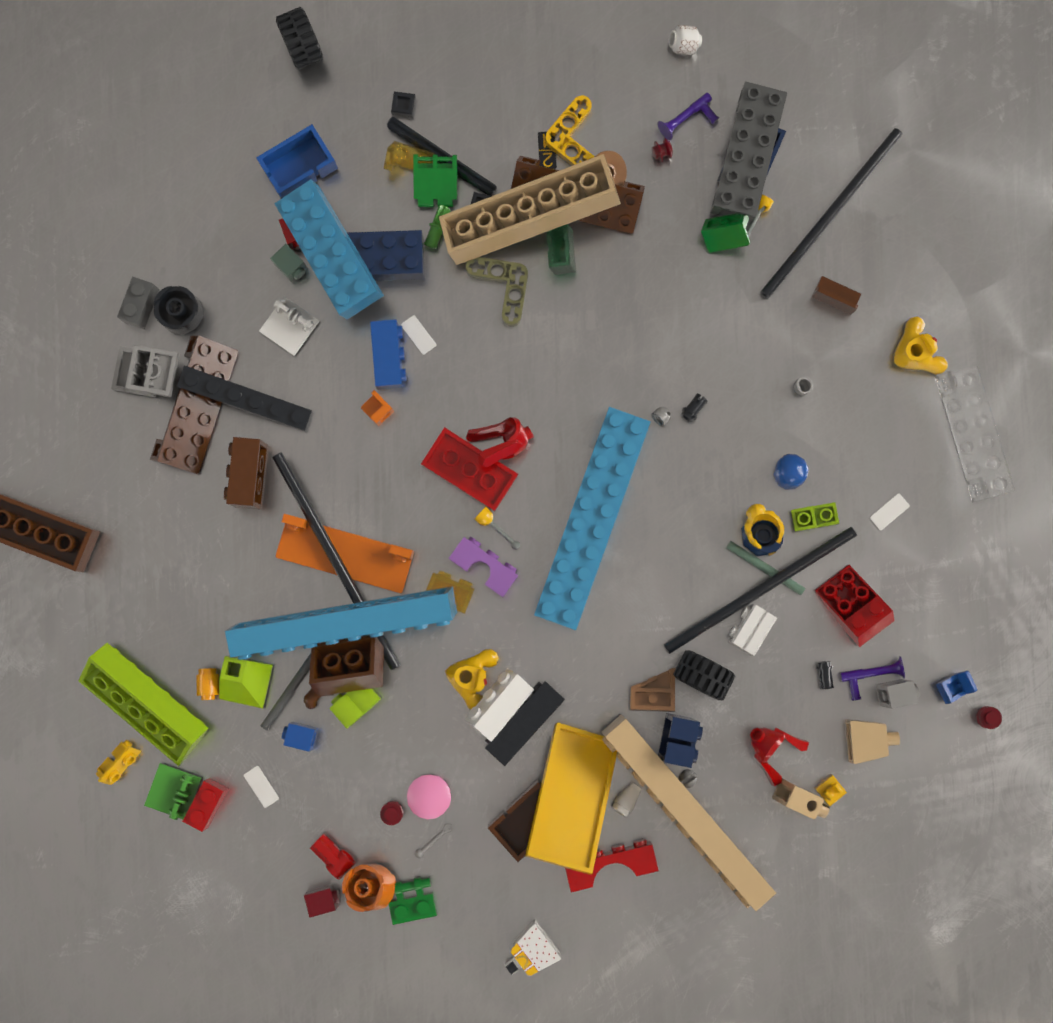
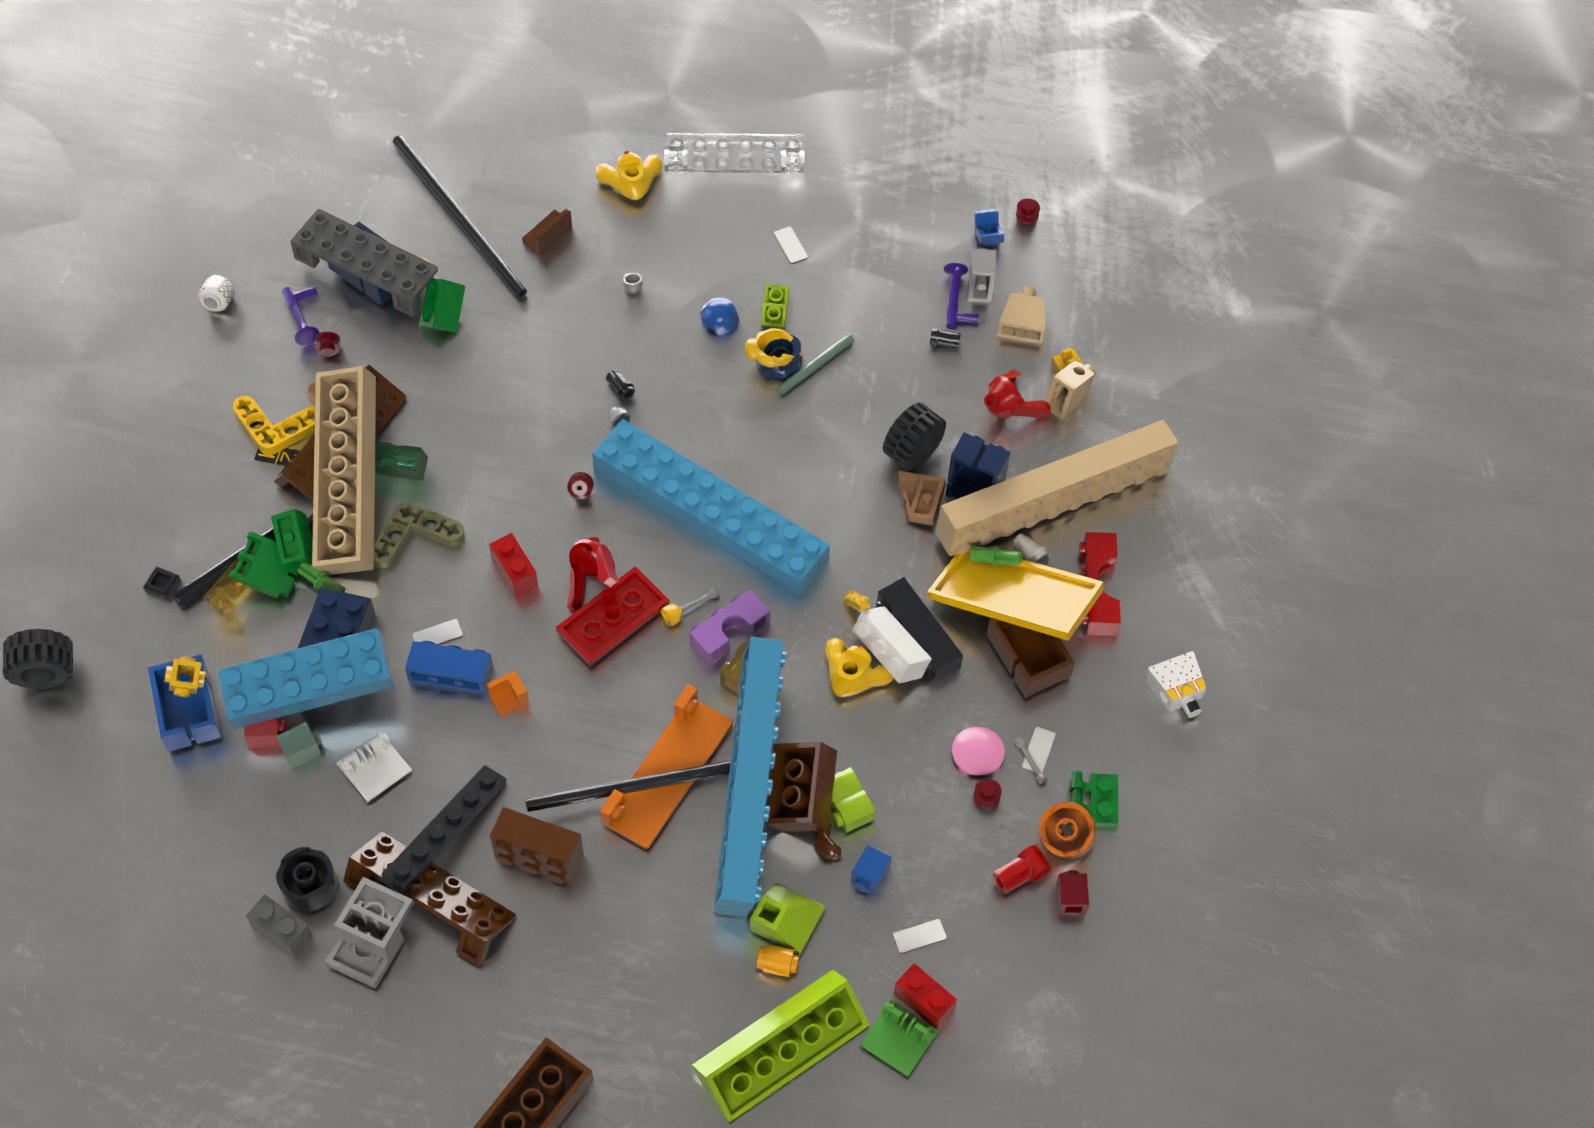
camera: 75 degrees left, 25 degrees down
(110, 770) = (839, 1085): yellow hinge -> none
(286, 694) = (813, 874): dark grey bar -> none
(304, 155) = (185, 666): none -> yellow brick
(447, 845) = (1039, 748): none -> white sticker
(462, 191) = (293, 537): none -> green panel
(491, 375) = (513, 565): none -> red brick
(532, 665) = (856, 600): none -> yellow axle
(583, 405) = (580, 485): none -> dark red wheel
(604, 773) = (995, 556): none -> bright green axle
(752, 629) = (877, 389): white brick -> none
(760, 590) = (839, 374): black piece -> none
(855, 605) = (879, 293): red slope -> none

